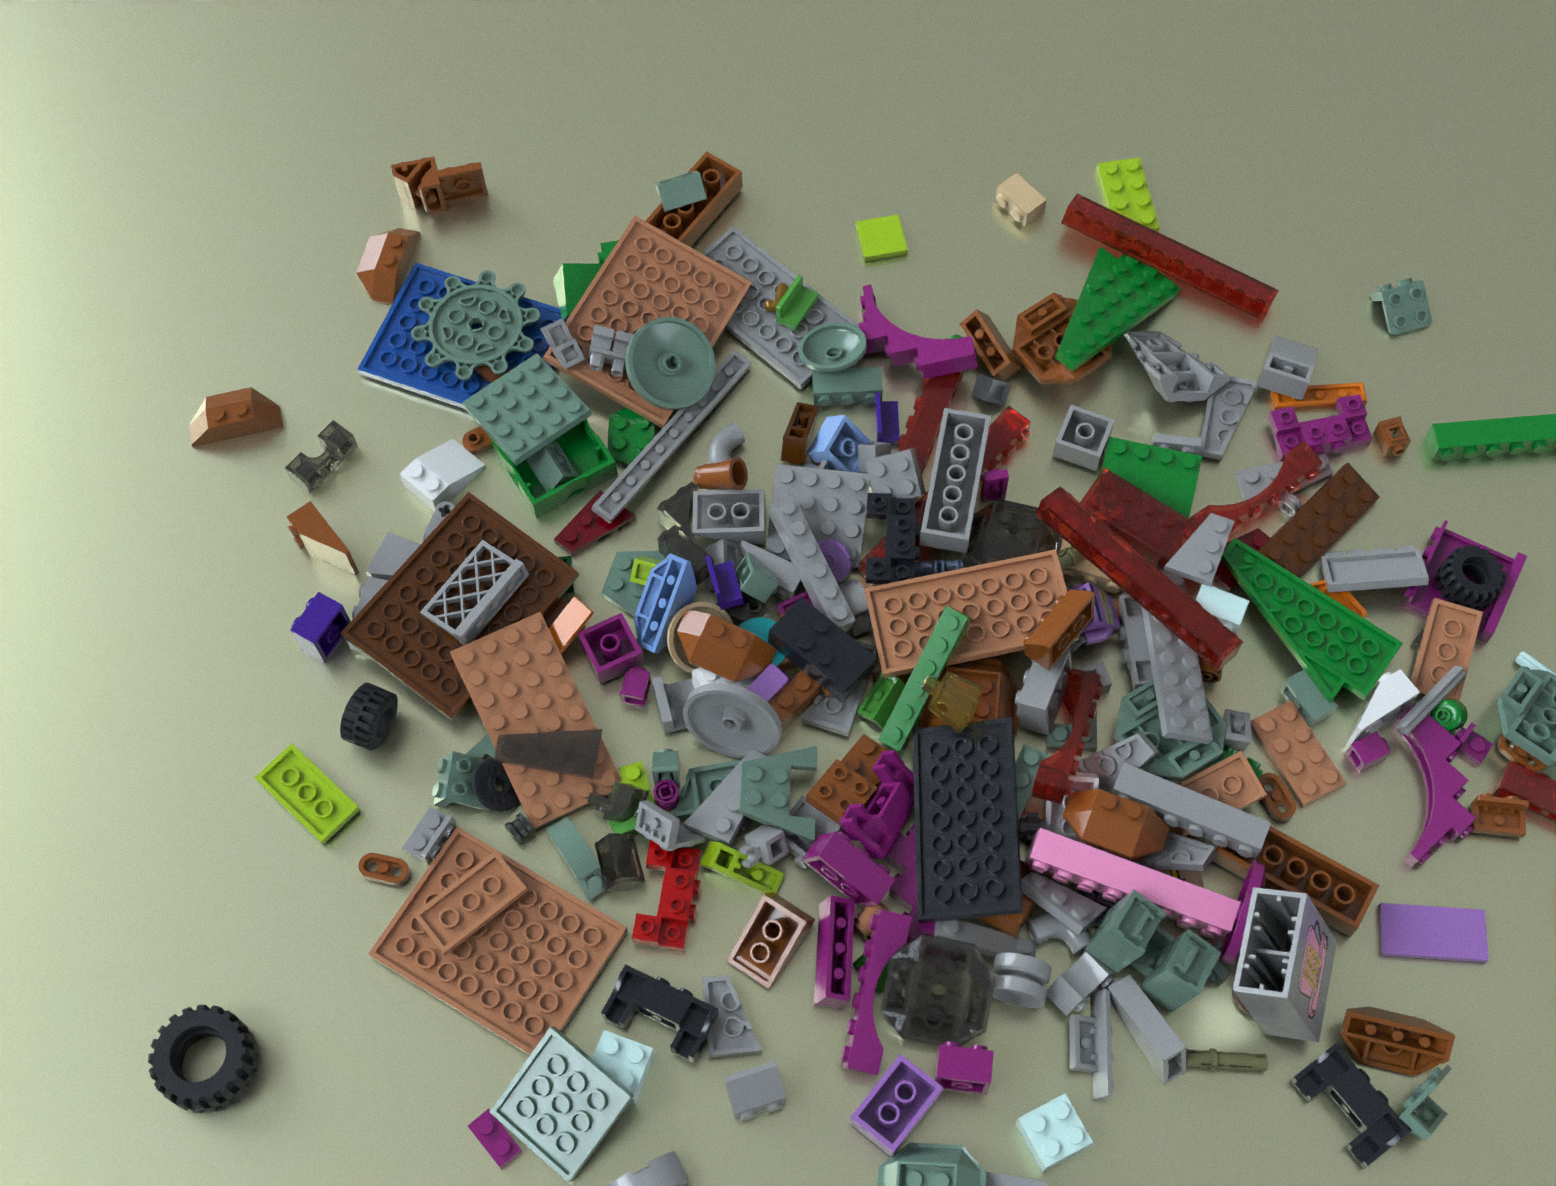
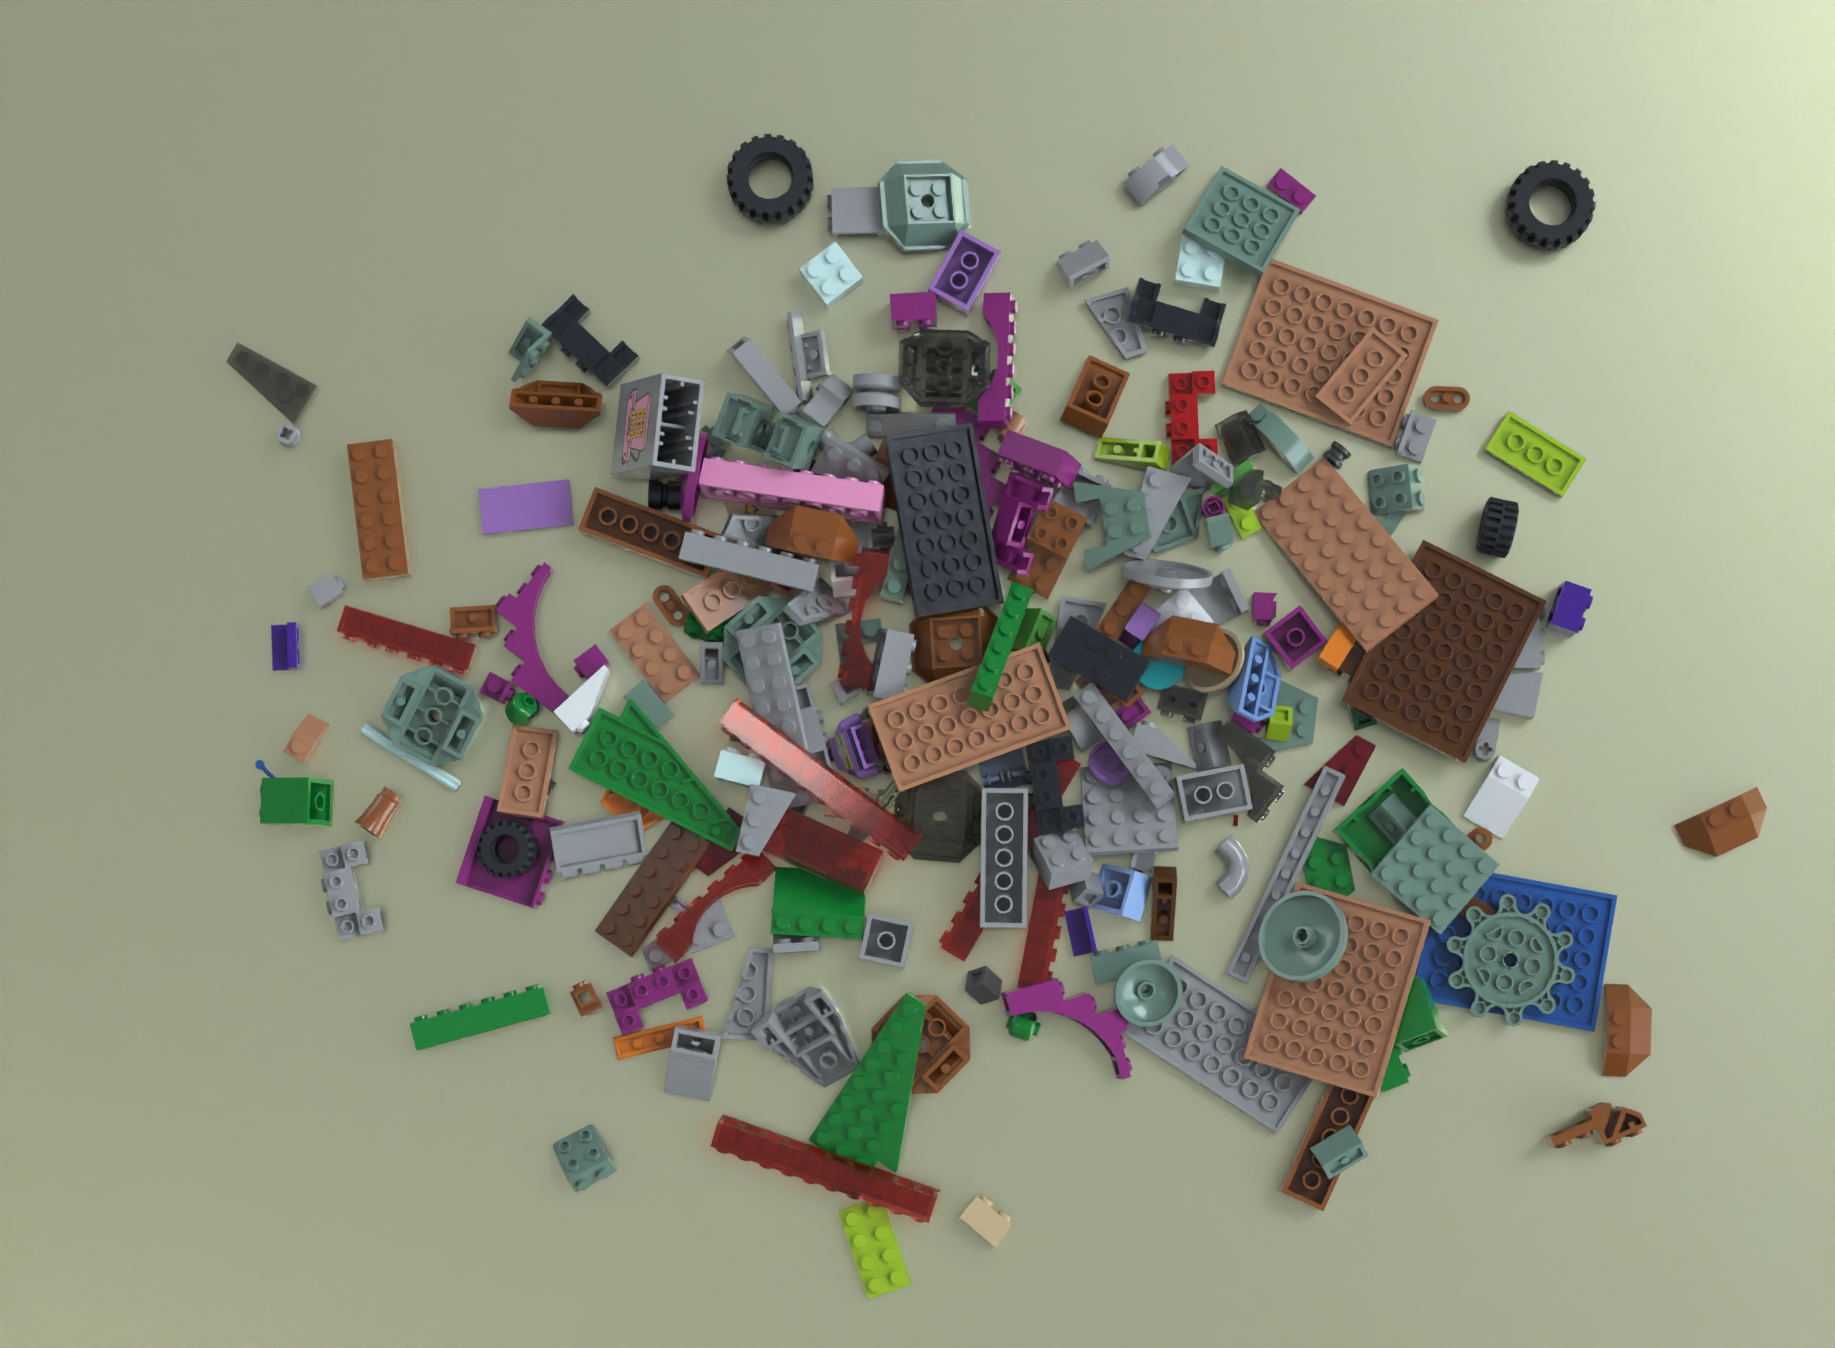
camera: 170 degrees right, 20 degrees up
(311, 472) = (1611, 808): clear smoke arch -> none
(318, 538) = (1599, 701): dark orange slope -> none
(486, 793) = (1376, 480): black wheel -> none
(492, 599) = (1414, 650): light grey fence -> none
(557, 752) = (1322, 522): clear smoke wing -> none
(562, 344) = (1413, 934): light grey slope -> none
(601, 346) = (1375, 938): light grey hips -> none
(722, 475) = (1225, 828): dark orange plant -> none
(725, 584) = (1202, 713): dark purple panel -> none
(756, 578) = (1175, 727): sand green slope -> none
(764, 845) = (1116, 471): light grey brick -> none
(770, 304) = (1211, 1047): pearl gold arm -> none
(795, 304) = (1193, 1042): bright green panel -> none
(834, 952) = (1038, 391): magenta brick -> none
(881, 237) = (1122, 1151): lime tile -> none
(953, 699) = (971, 624): clear yellow torso -> none
(990, 345) = (992, 1031): dark orange brick -> none
(994, 485) = (966, 870): magenta plate -> none
(1060, 627) = (887, 700): dark orange slope -> none
(1230, 1060) = (695, 363): olive pin -> none
(1431, 700) = (539, 715): light grey axle -> none

